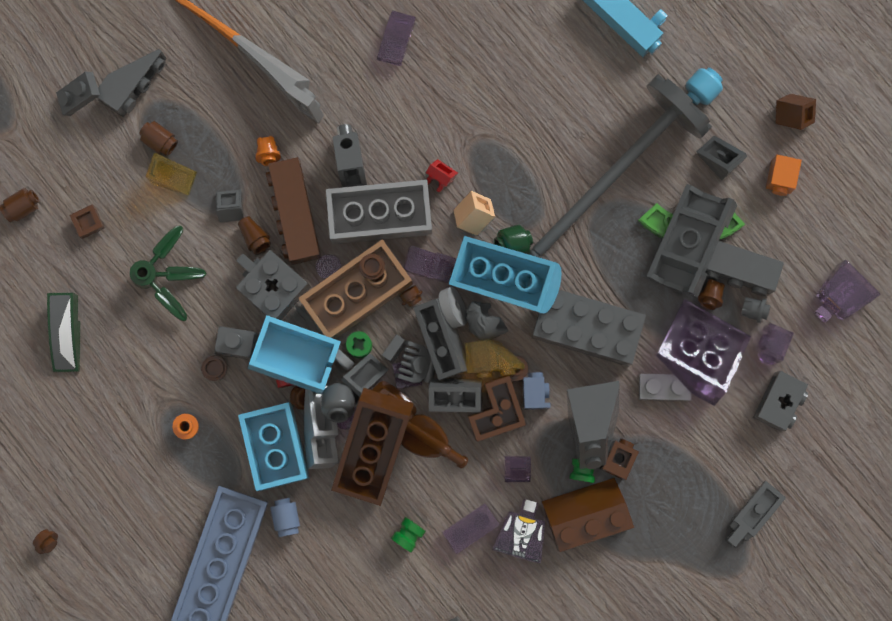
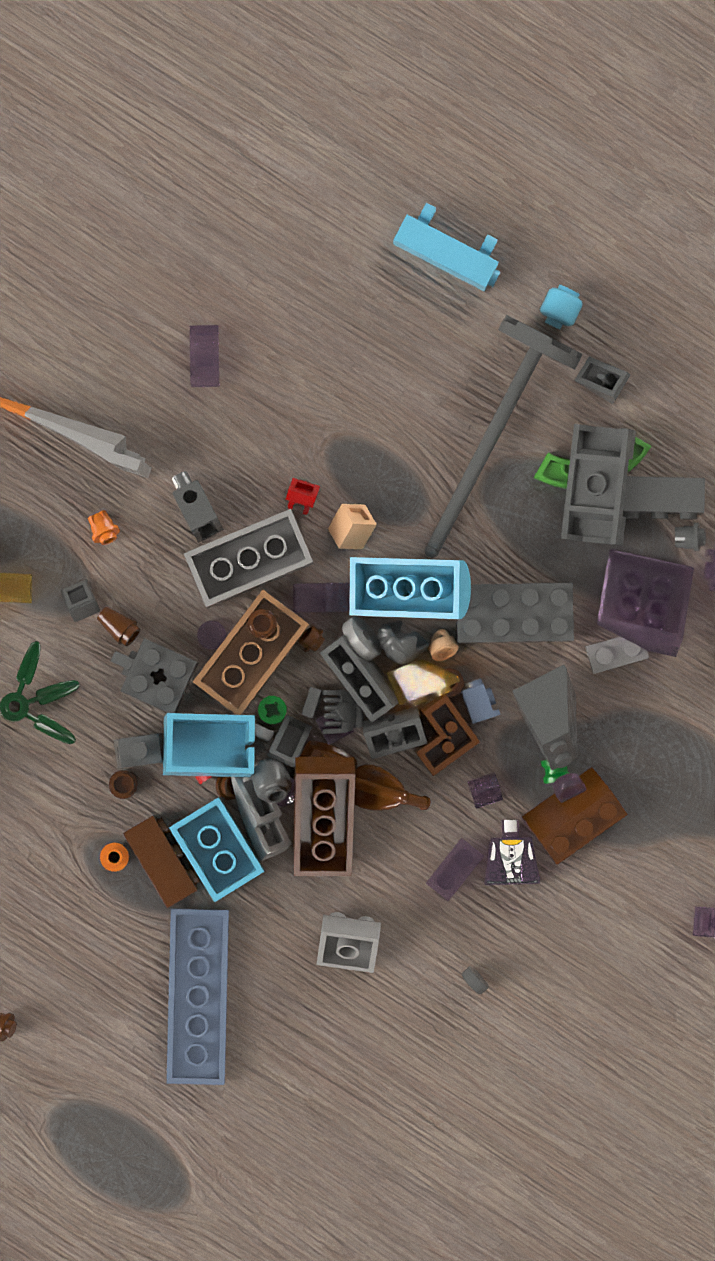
camera: 25 degrees left, 5 degrees up
(224, 442) = (162, 860): none -> reddish brown brick
(285, 517) = (253, 920): sand blue brick -> none
(294, 211) = (154, 585): reddish brown brick -> none
(360, 562) = (348, 942): none -> light grey brick
(408, 534) = (390, 896): green wheel -> none
(514, 238) = (405, 543): dark green head -> none
(519, 335) = (442, 645): none -> light nougat tile
(589, 487) = (568, 786): none -> tile
(622, 469) = (598, 754): reddish brown brick -> none
(711, 295) = (638, 536): reddish brown hose -> none
(783, 175) = (677, 379): orange brick -> none
(795, 111) = (670, 303): reddish brown panel -> none

